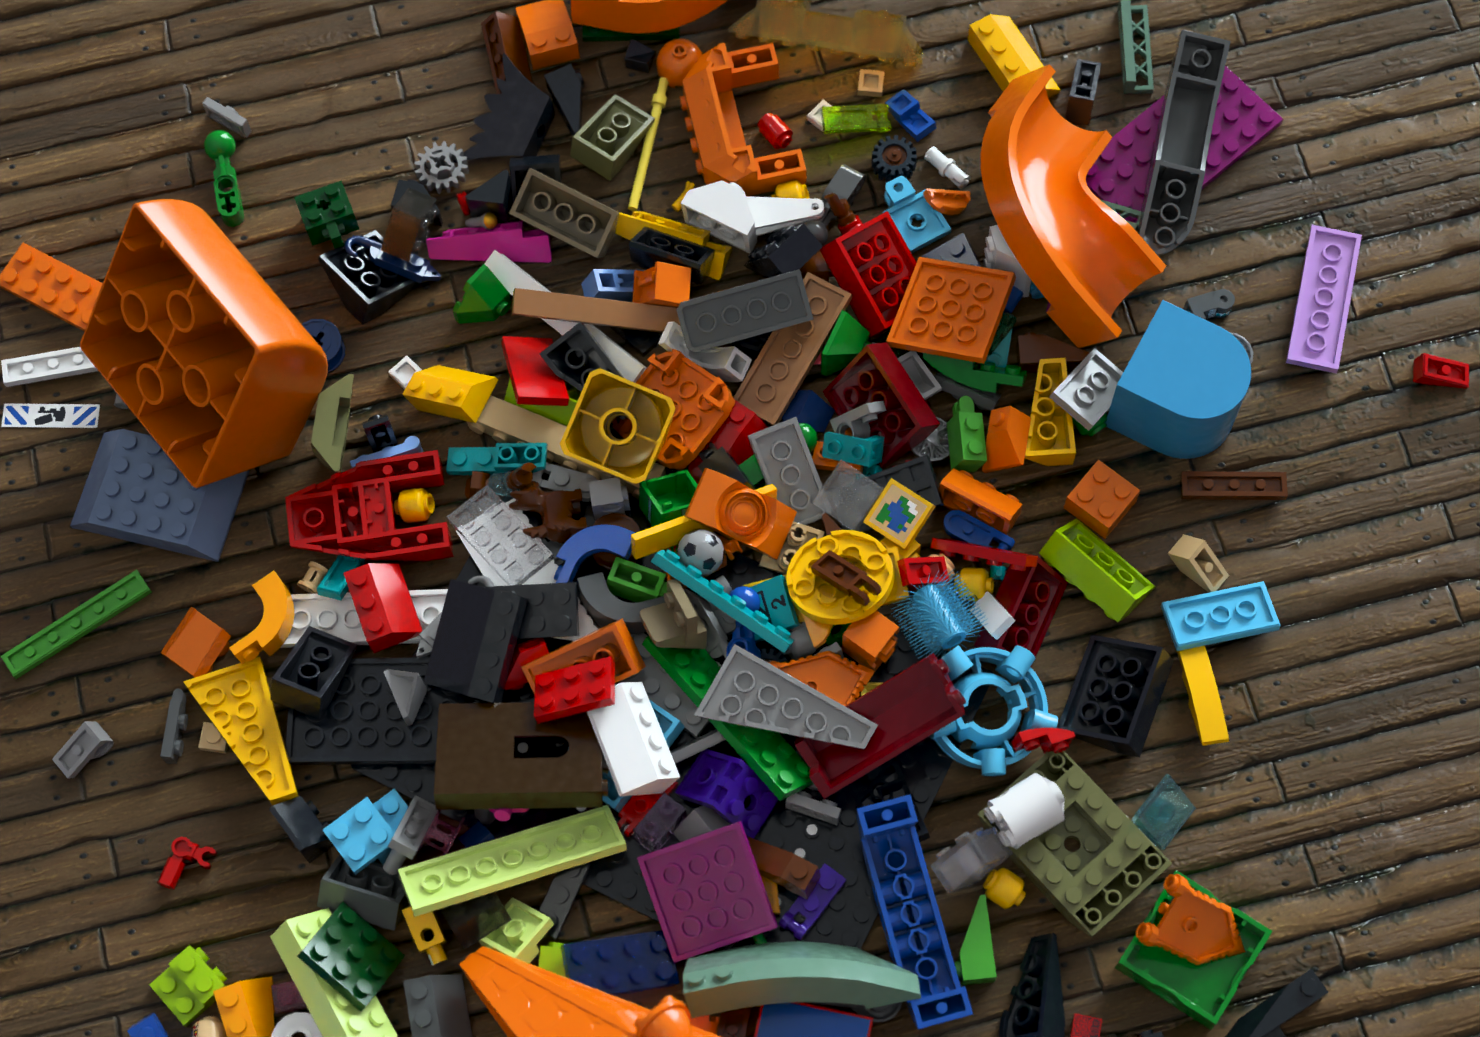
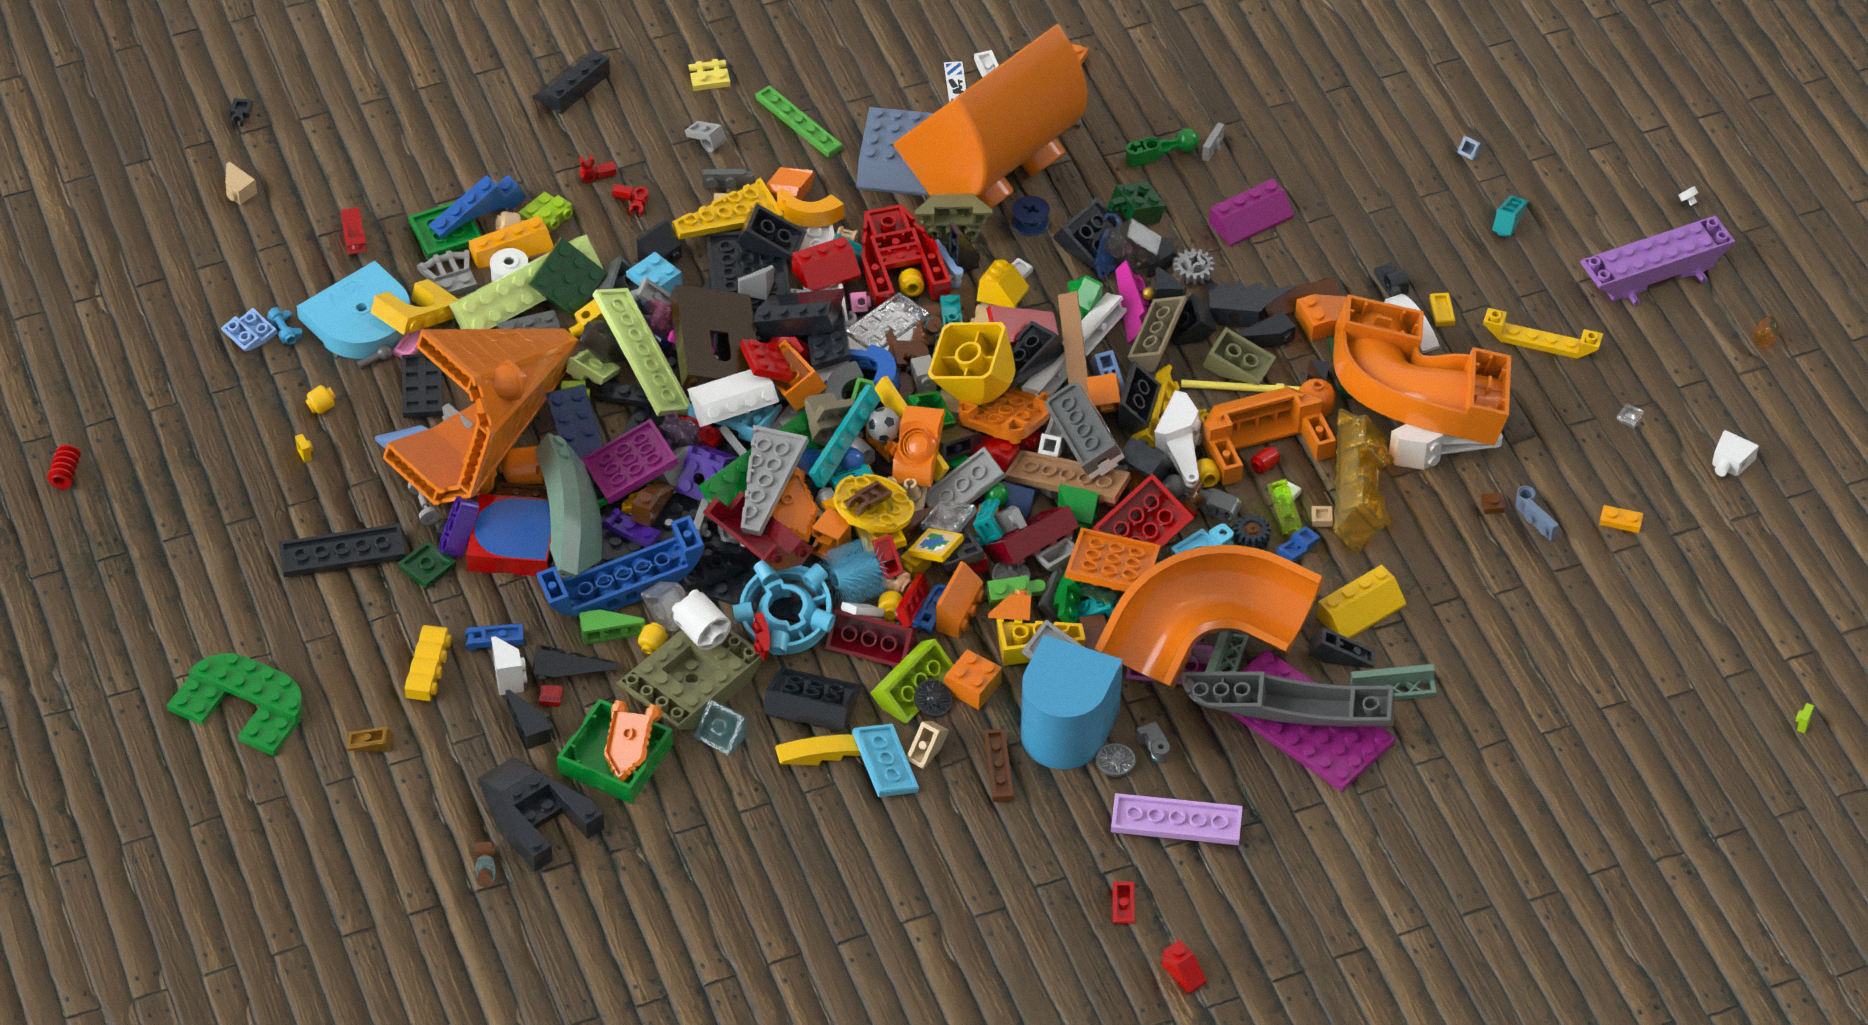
camera: 80 degrees right, 20 degrees down
(123, 915) = (589, 173): none -> red bar
(360, 91) = (1250, 212): none -> magenta slope
(439, 573) = (859, 302): none -> bright pink plate
(1126, 549) = (933, 698): none -> black wheel

